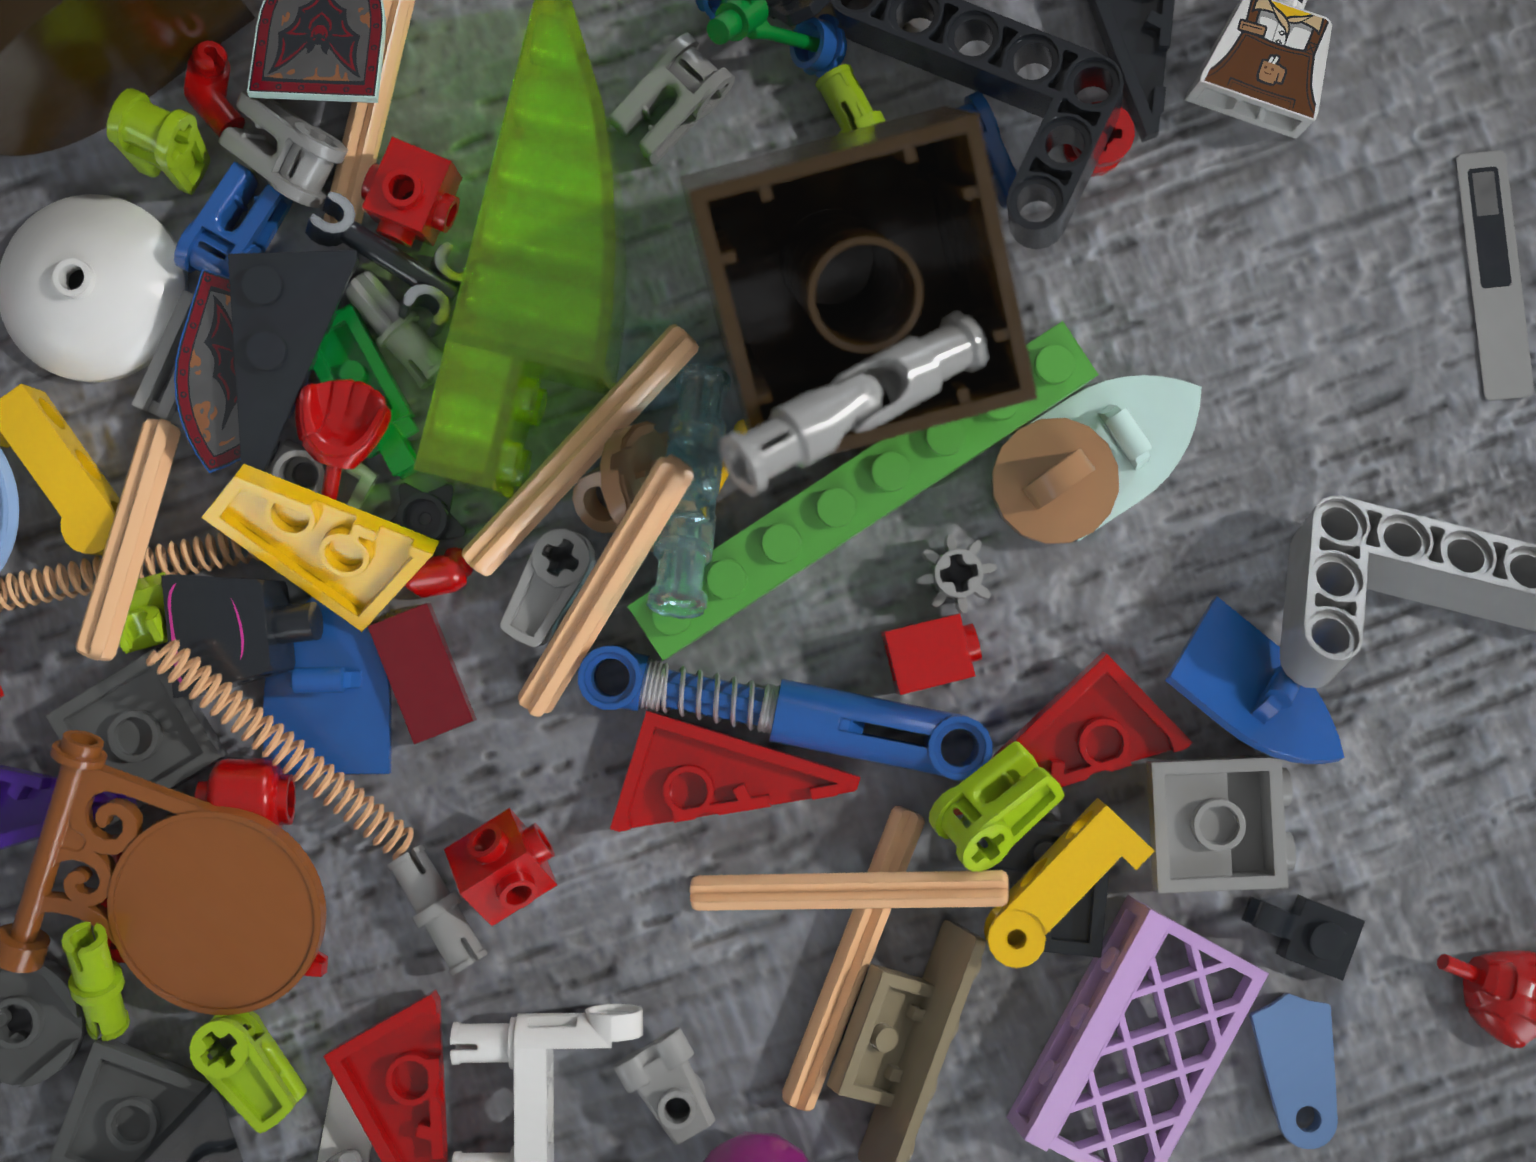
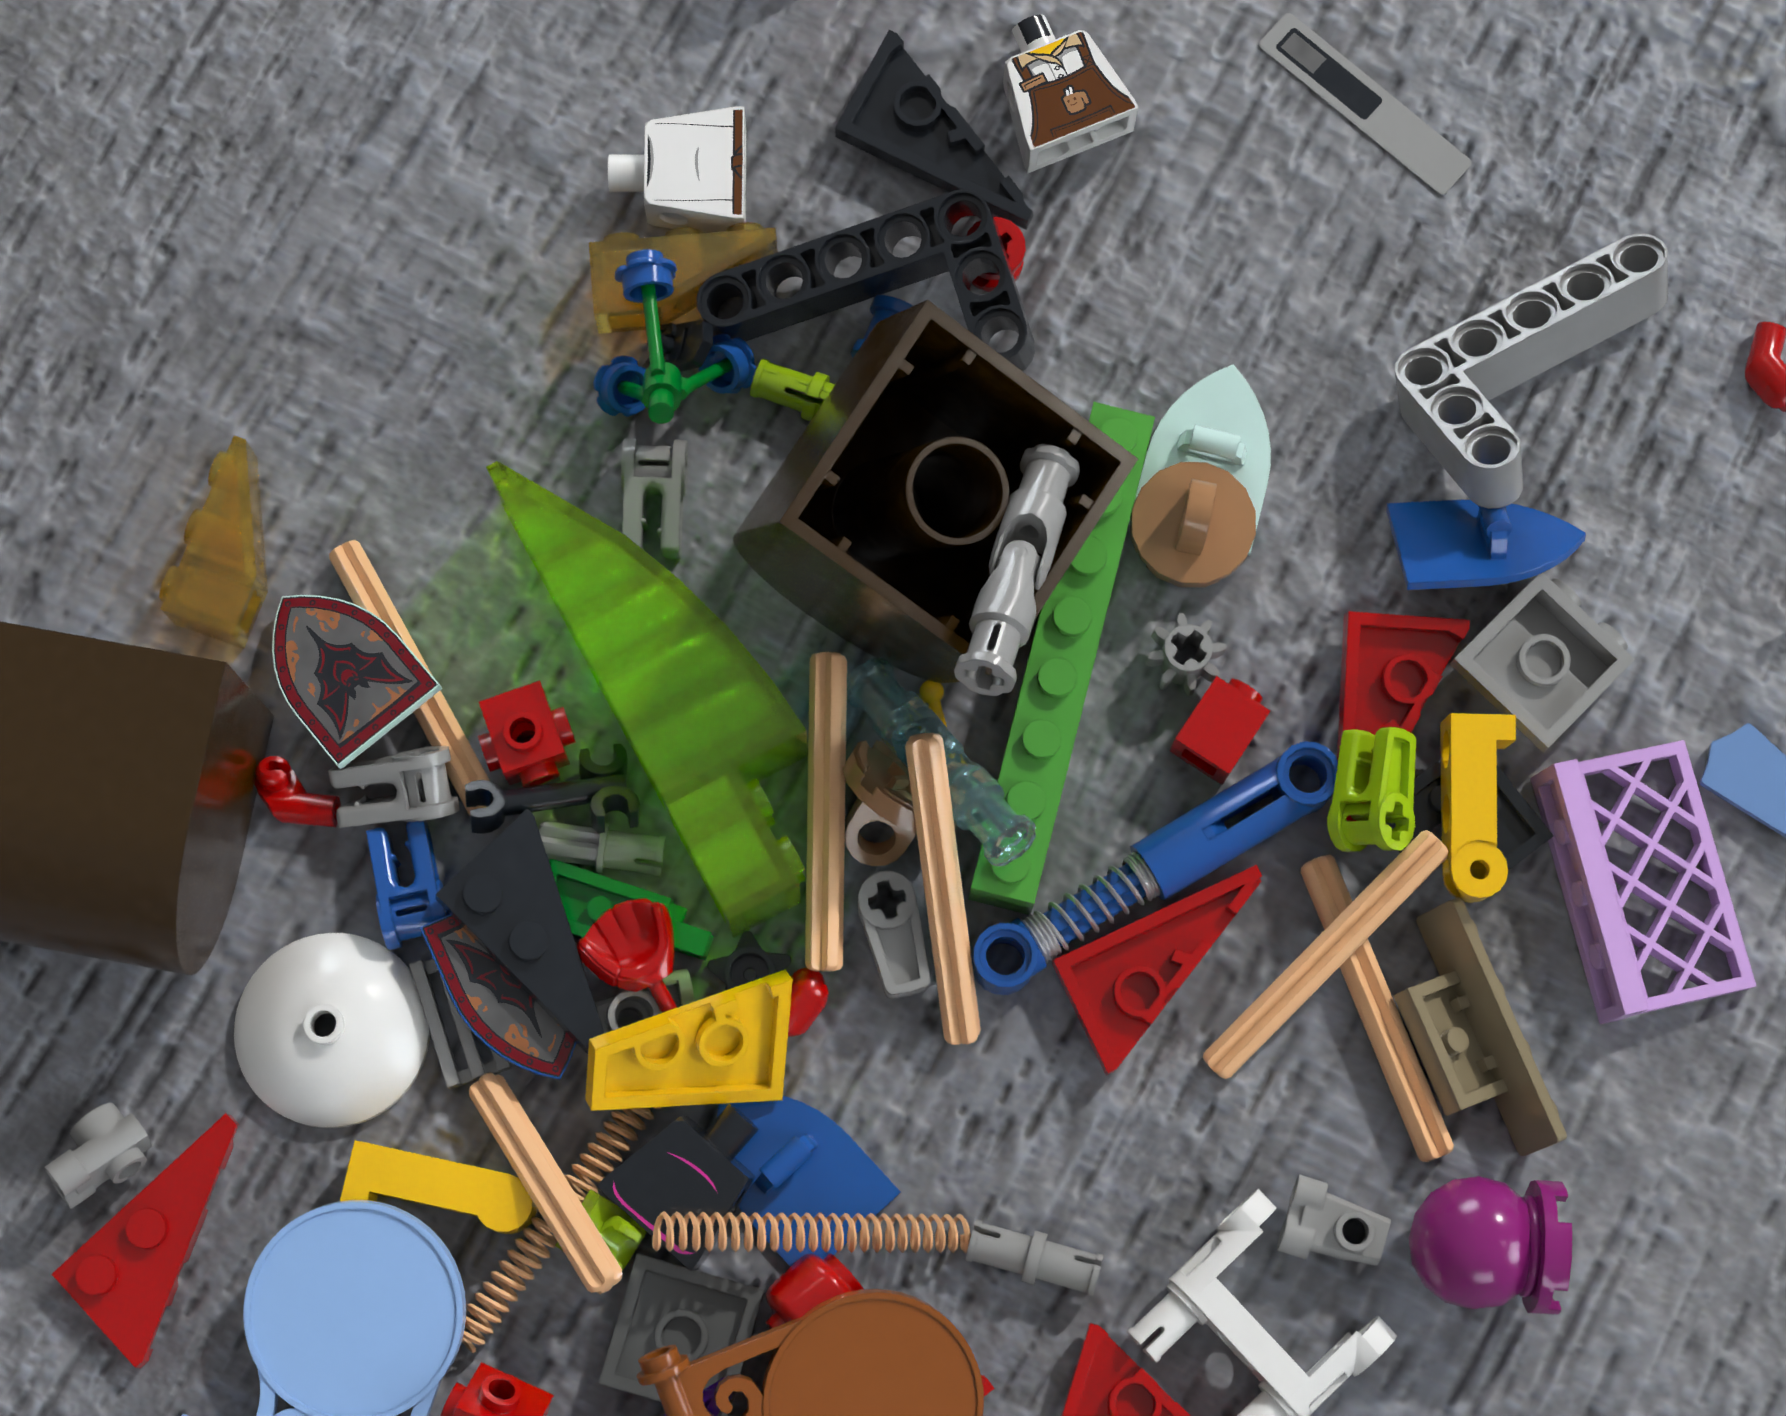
camera: 45 degrees left, 10 degrees down
(158, 140) = (297, 859): lime piece -> none
(422, 673) = (856, 1090): dark red tile -> none
(502, 866) = (1054, 1172): red brick -> none
(1310, 933) = (1685, 682): black plate -> none

